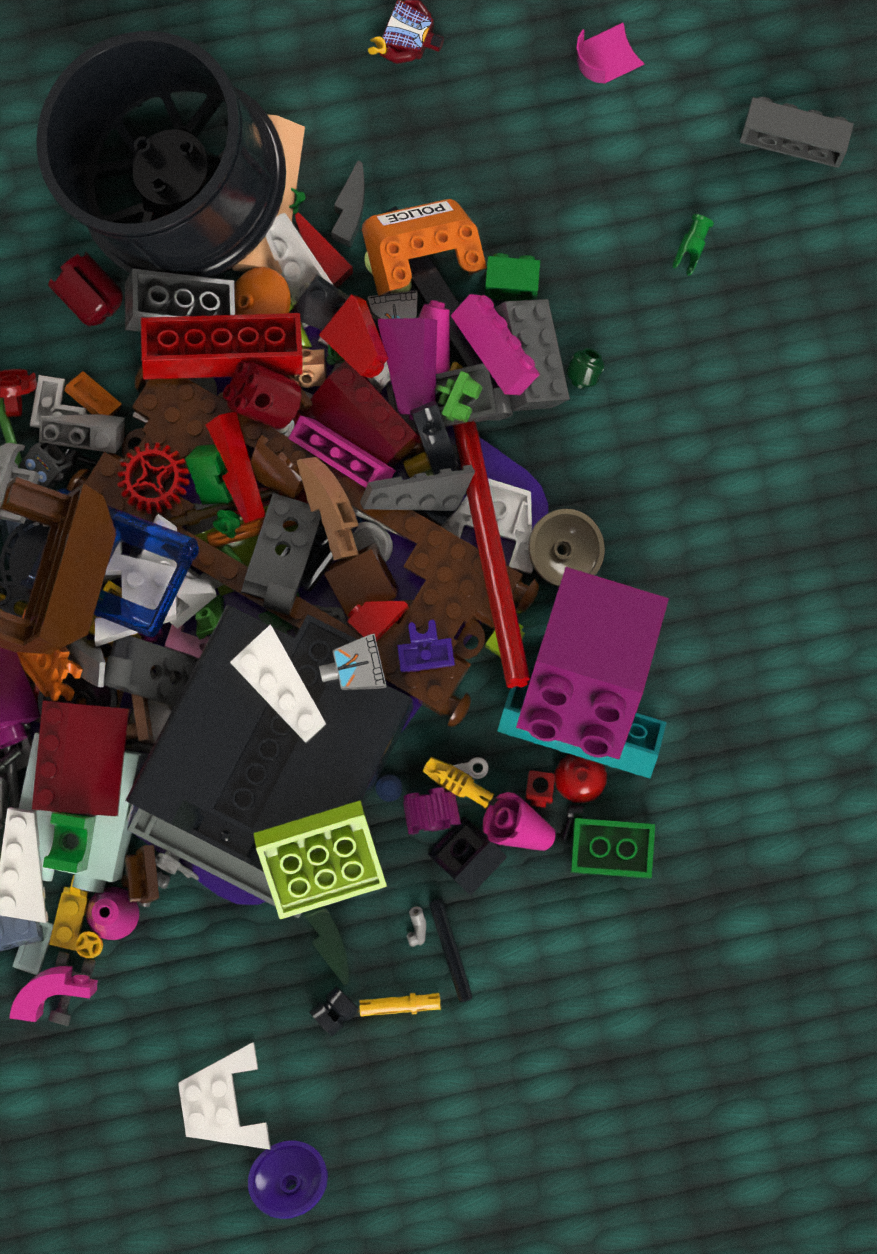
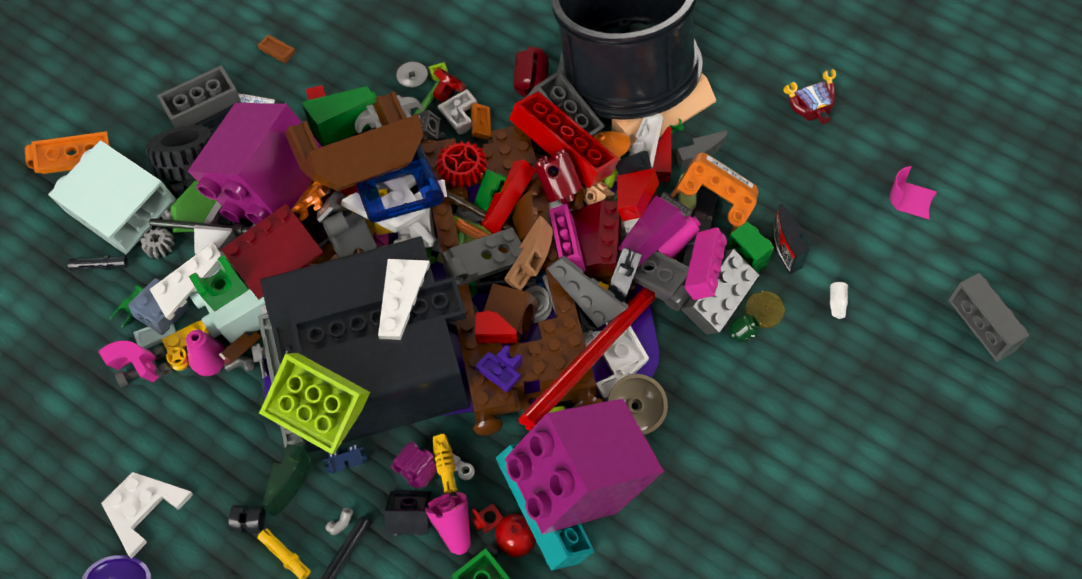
camera: 45 degrees right, 20 degrees down
(83, 431) = (456, 124): light grey slope -> none
(227, 522) = (474, 219): green plate -> none
(356, 665) = (449, 322): light grey torso -> none
(389, 788) = (408, 434): dark blue plate -> none
(454, 408) = (658, 266): bright green hips -> none
(537, 230) = (789, 241): none -> black slope
(582, 326) = (766, 308): none -> clear yellow tile
(642, 247) = (838, 299): none -> white hinge
(693, 241) = (873, 322): green piece -> none

